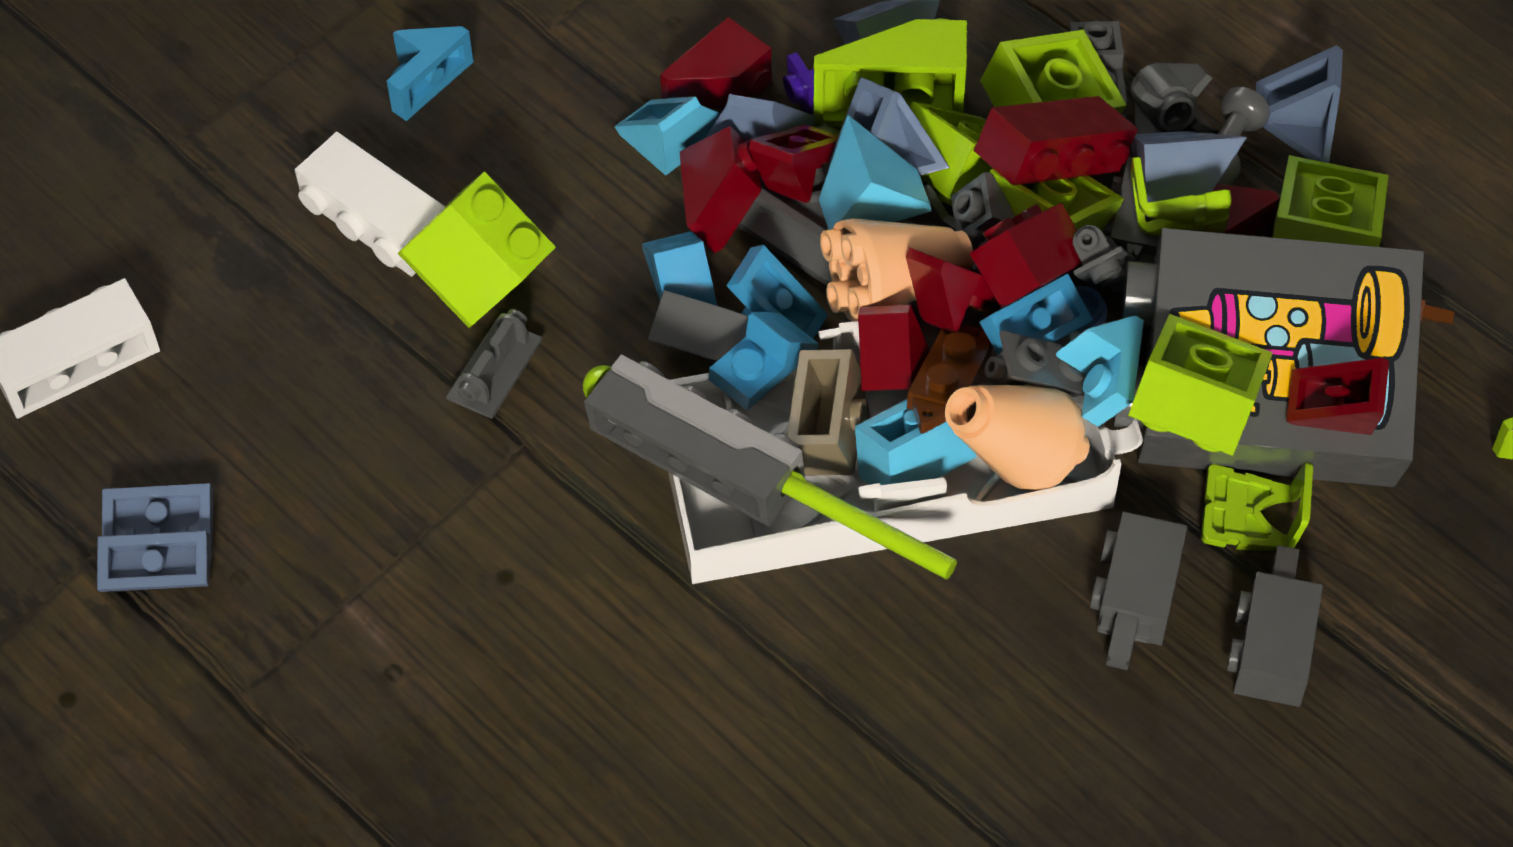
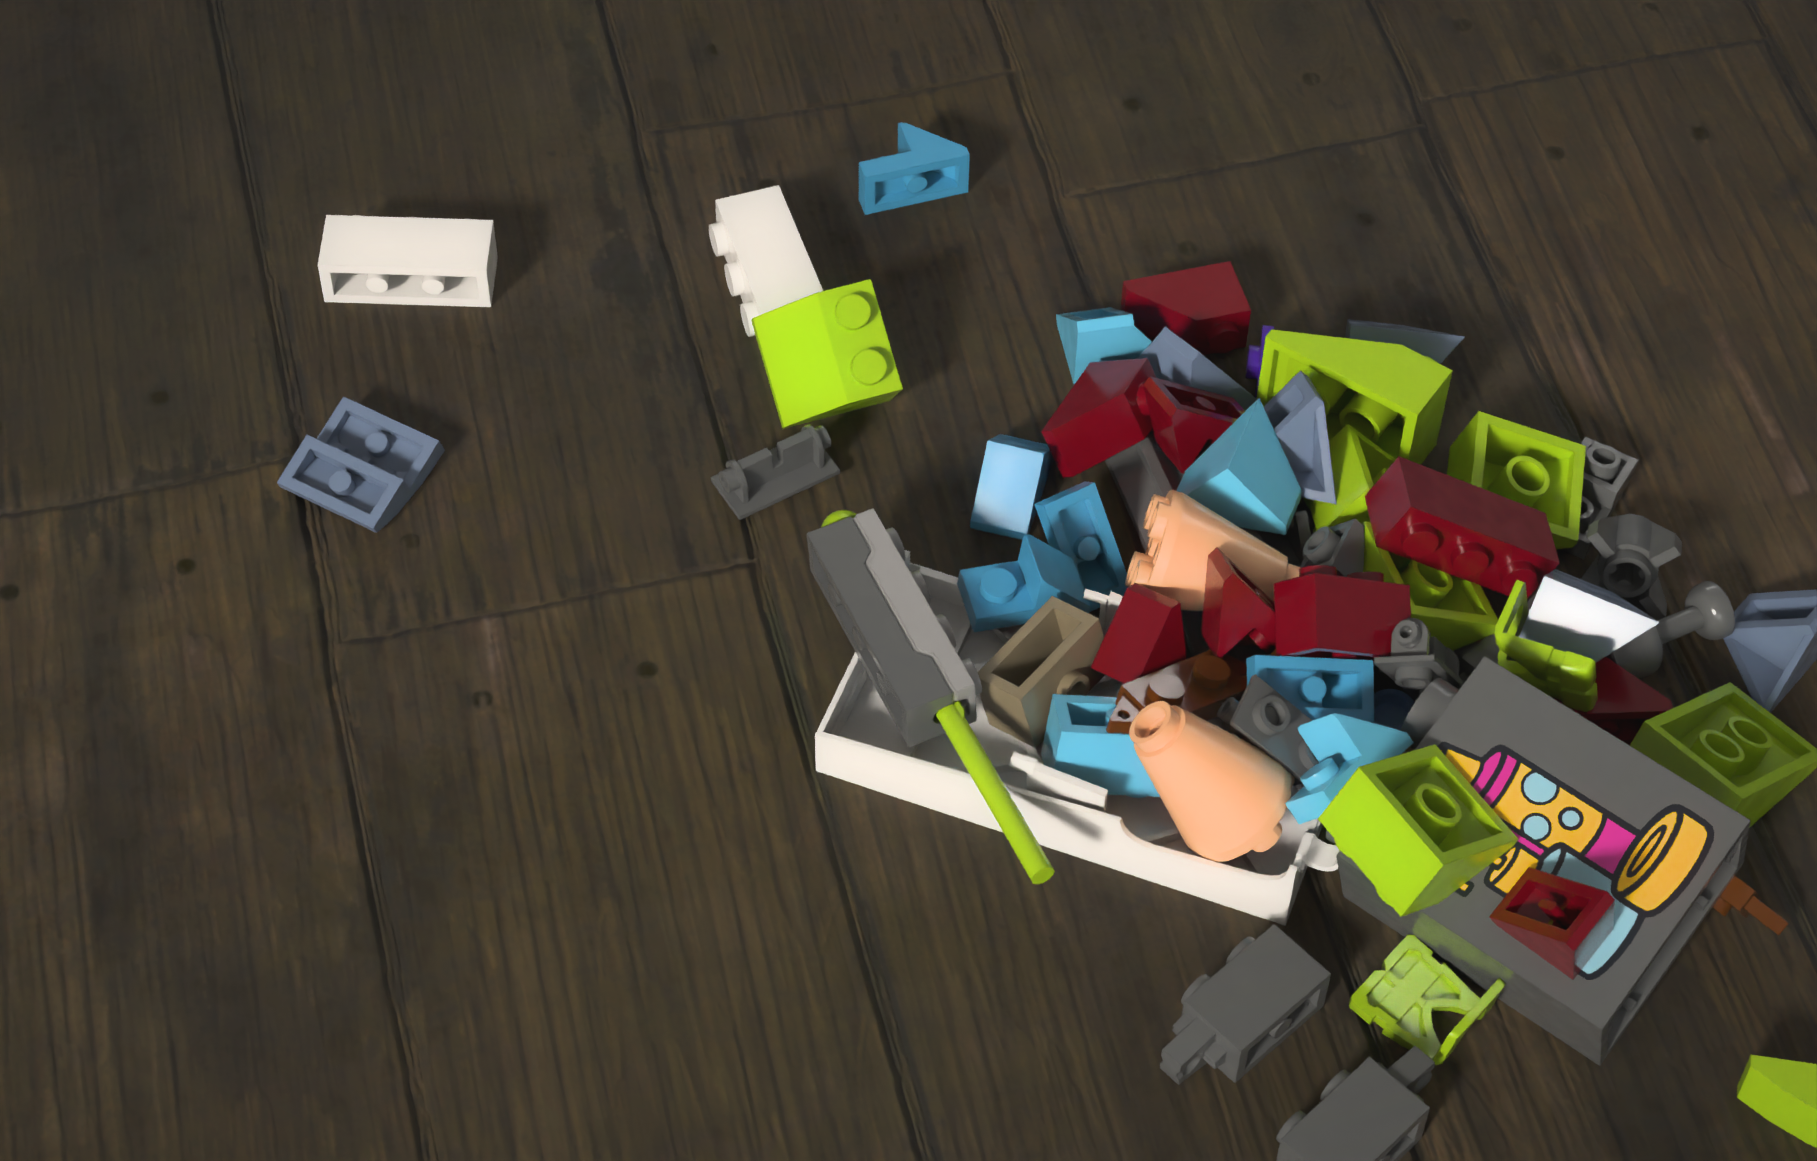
camera: 30 degrees right, 5 degrees down
(696, 327) = (982, 528): dark grey slope -> none

